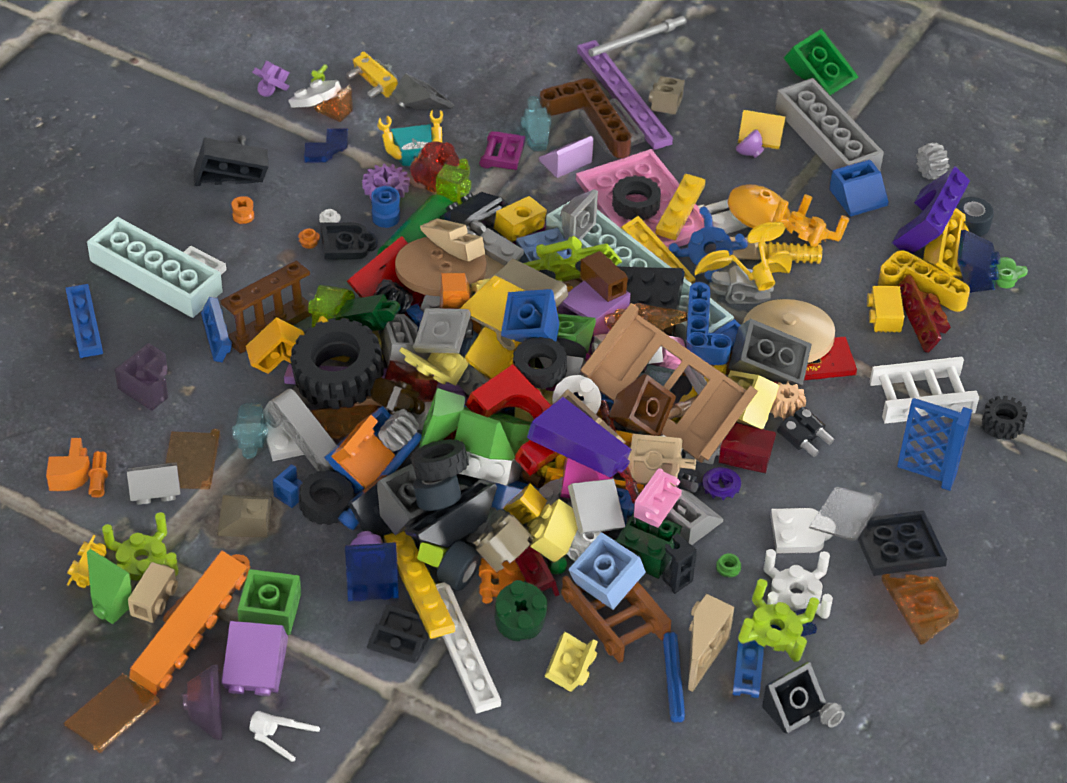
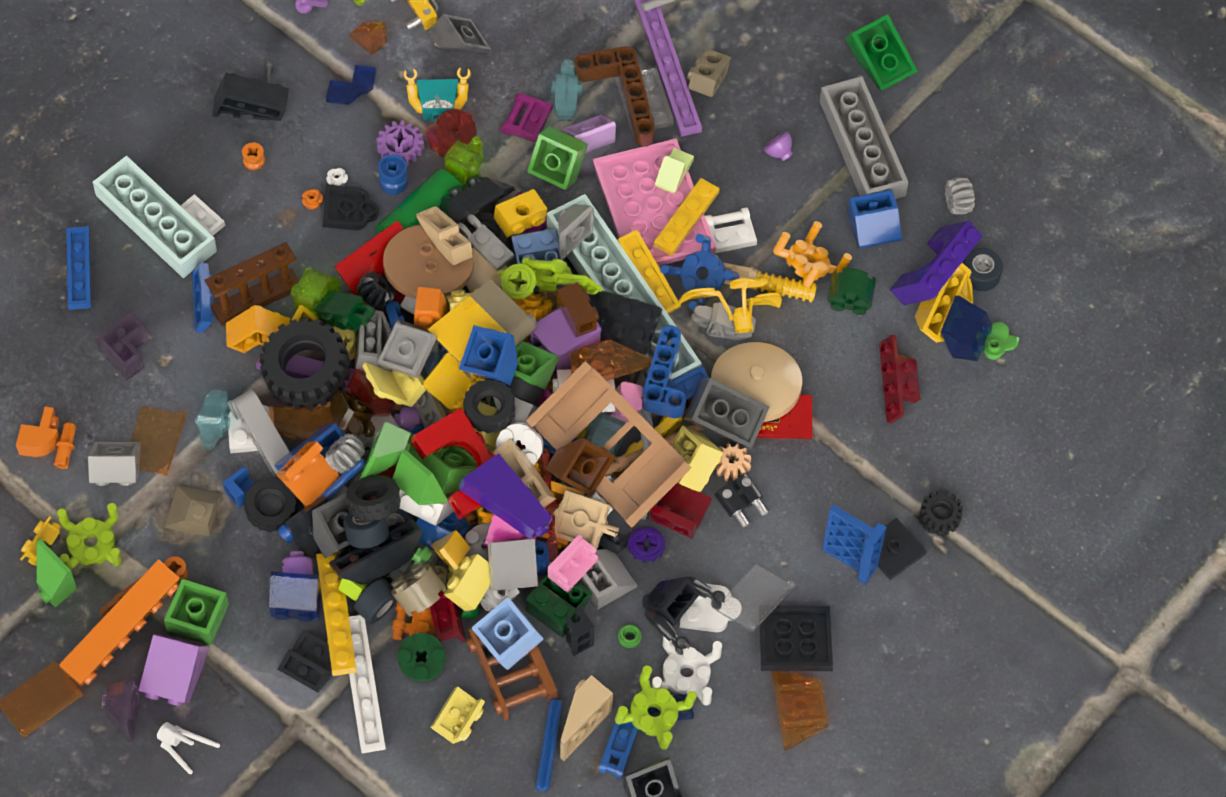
camera: 10 degrees right, 15 degrees up
(152, 592) = (94, 582): tan brick -> none
(315, 94) = (352, 21): white plate -> none
(497, 512) = (422, 555): none -> bright green plate
(543, 172) = (557, 158): none -> bright green brick
(545, 257) = (514, 273): none -> lime gear
(636, 185) = (646, 217): black tyre -> none
(658, 169) = (673, 170): none -> yellowish green slope
(754, 204) = (759, 231): light orange dish -> none
(765, 523) = (670, 602): none -> black torso
(769, 126) = (801, 124): yellow slope -> none
(857, 244) = (851, 291): none -> dark green brick
(886, 308) = (861, 369): yellow brick -> none
(898, 409) = (870, 490): white fence -> none
(928, 278) = (932, 361): yellow beam -> none
(976, 457) = (899, 549): none -> black plate

